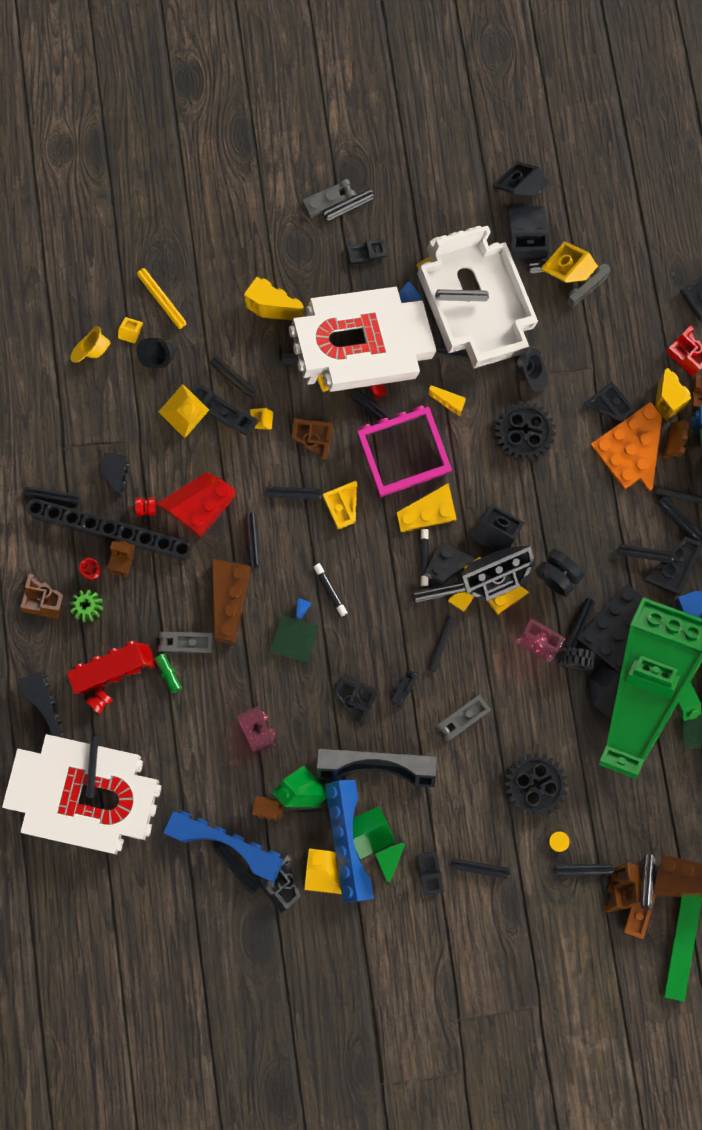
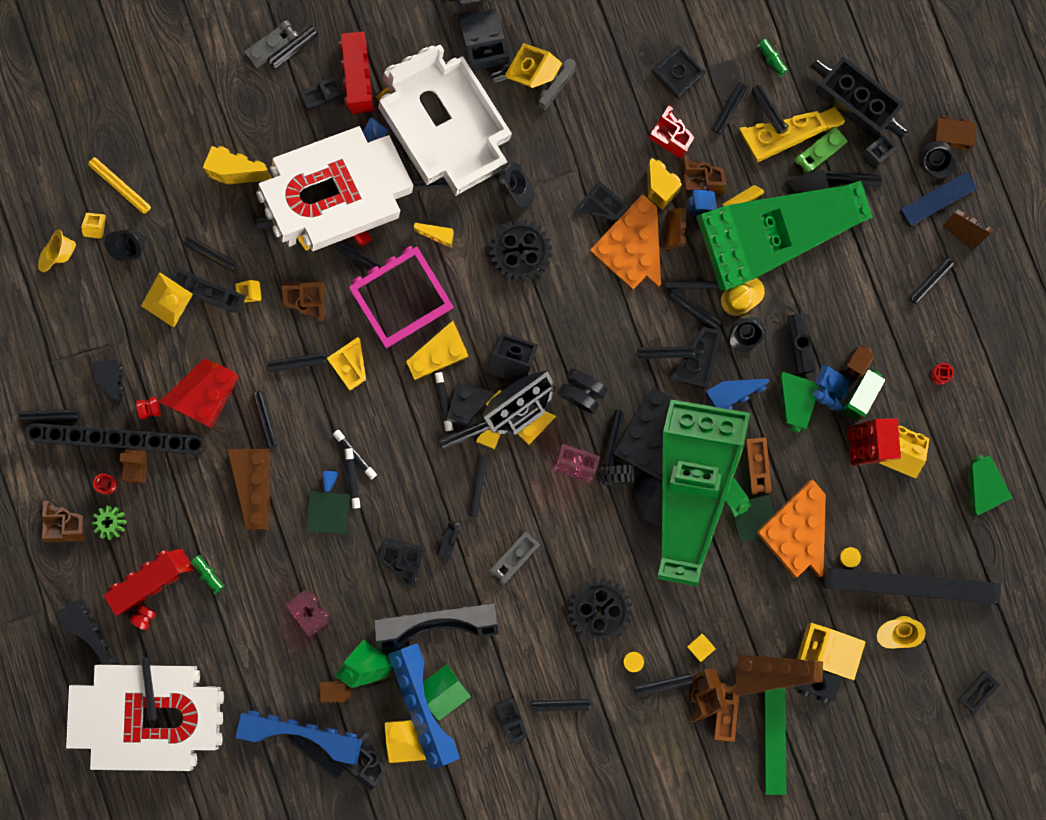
camera: 15 degrees left, 5 degrees up
(185, 642) = (218, 539): dark grey plate -> none
(323, 611) = (352, 478): none -> black bar
(388, 860) = (467, 717): green slope -> none
(403, 239) = (357, 73): none -> red wedge
(461, 295) = (428, 123): axle -> none
(627, 841) = (701, 647): none -> yellow tile
(648, 882) = (728, 685): black axle -> none

